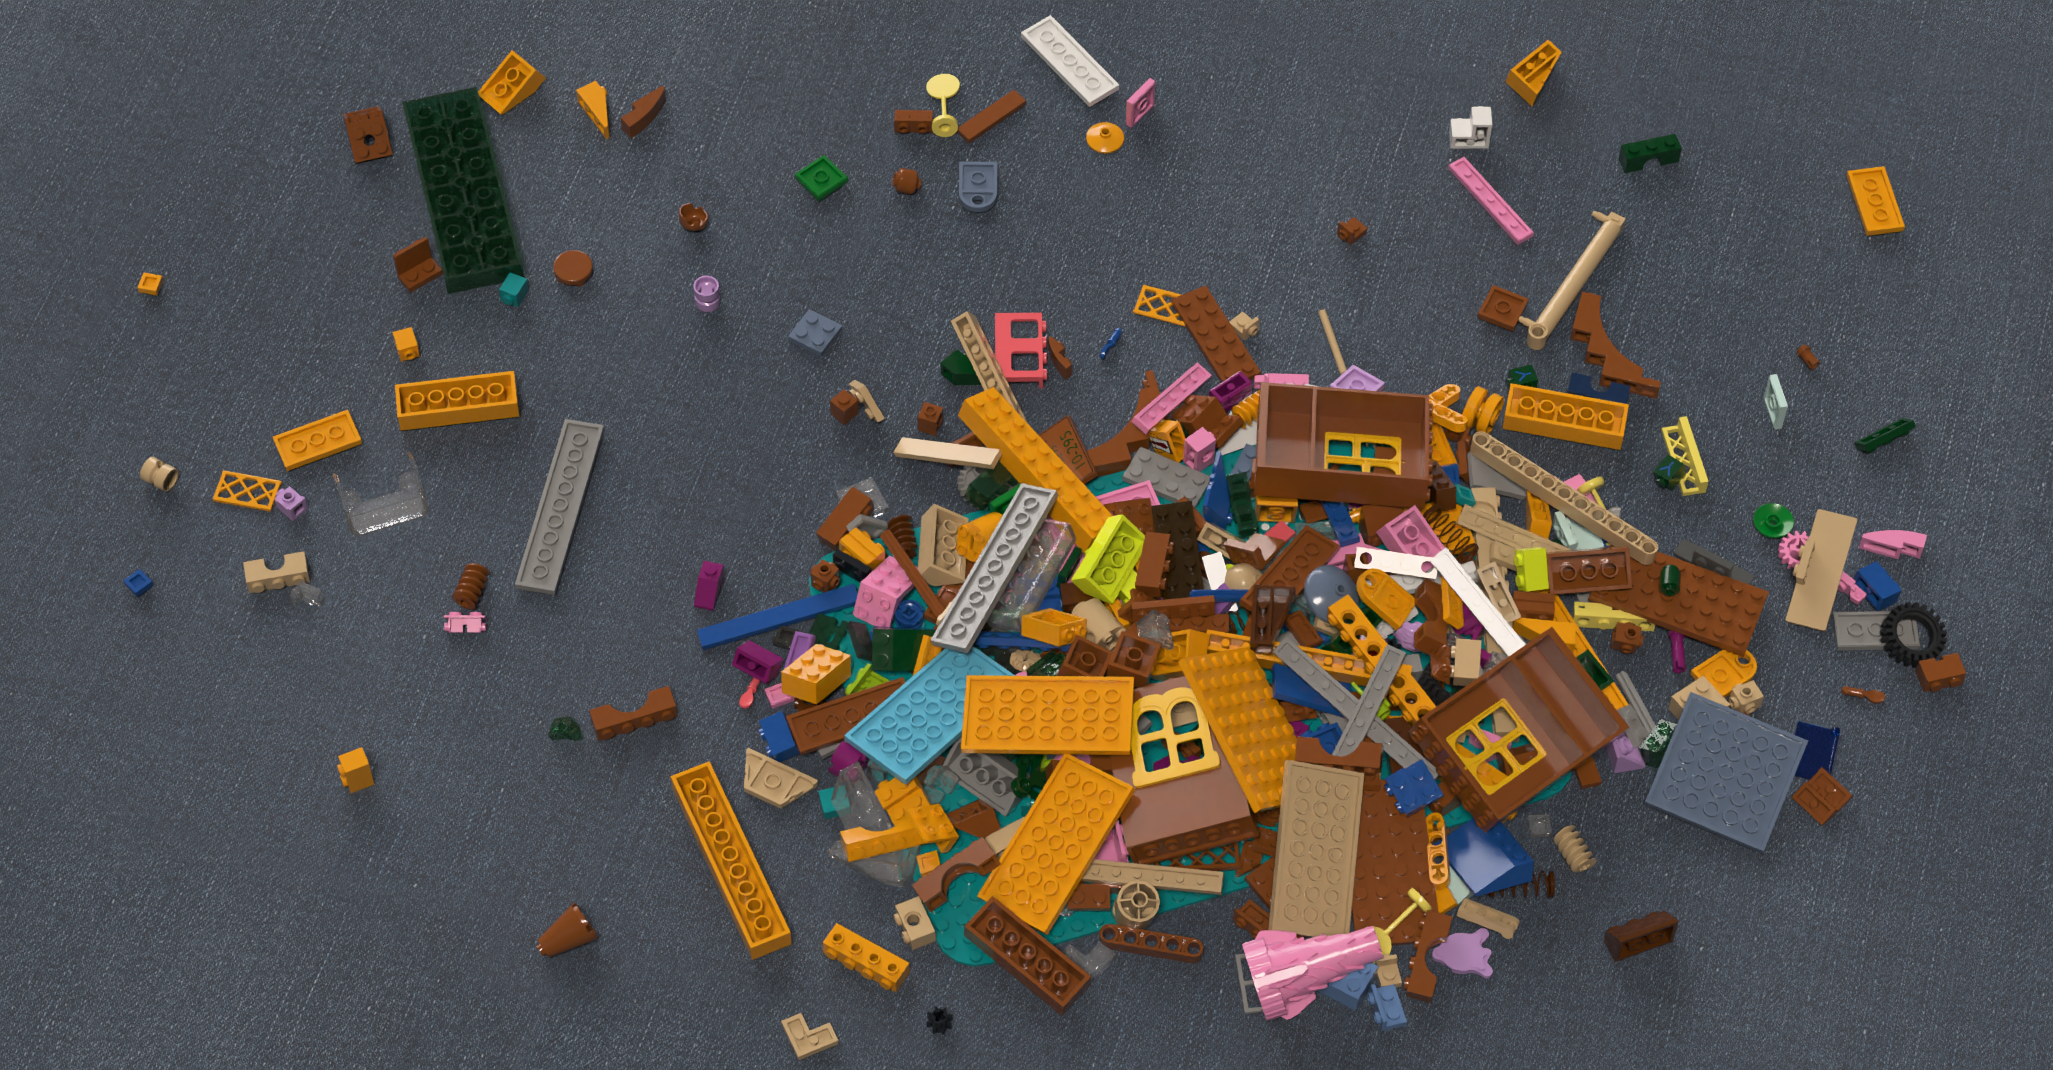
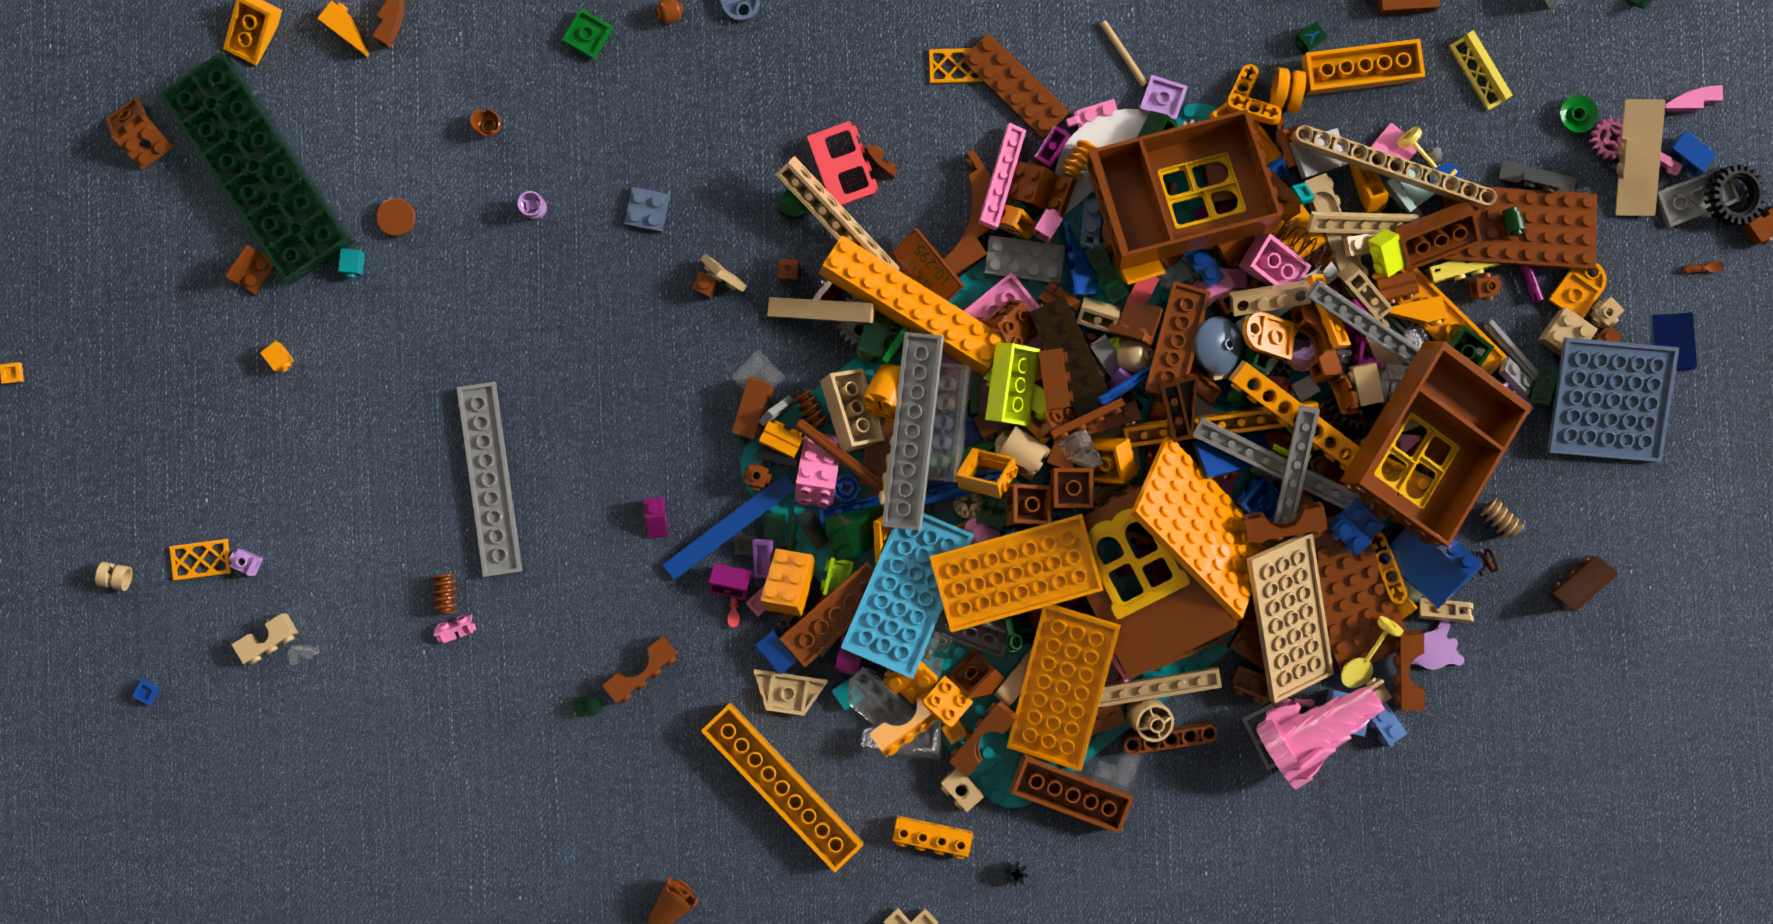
camera: 15 degrees left, 30 degrees up
(317, 440) = (240, 487): light orange plate -> none
(355, 770) = (422, 818): light orange brick -> none
(387, 509) = (331, 539): clear windscreen -> none
(457, 400) = (350, 404): light orange brick -> none
(1111, 342) = (923, 124): blue piece -> none
(1245, 326) = (1038, 64): tan bracket -> none
(1581, 386) = (1366, 31): dark blue arch -> none
(1669, 472) = (1472, 96): dark green brick -> none
(1822, 796) = (1696, 387): dark orange slope -> none

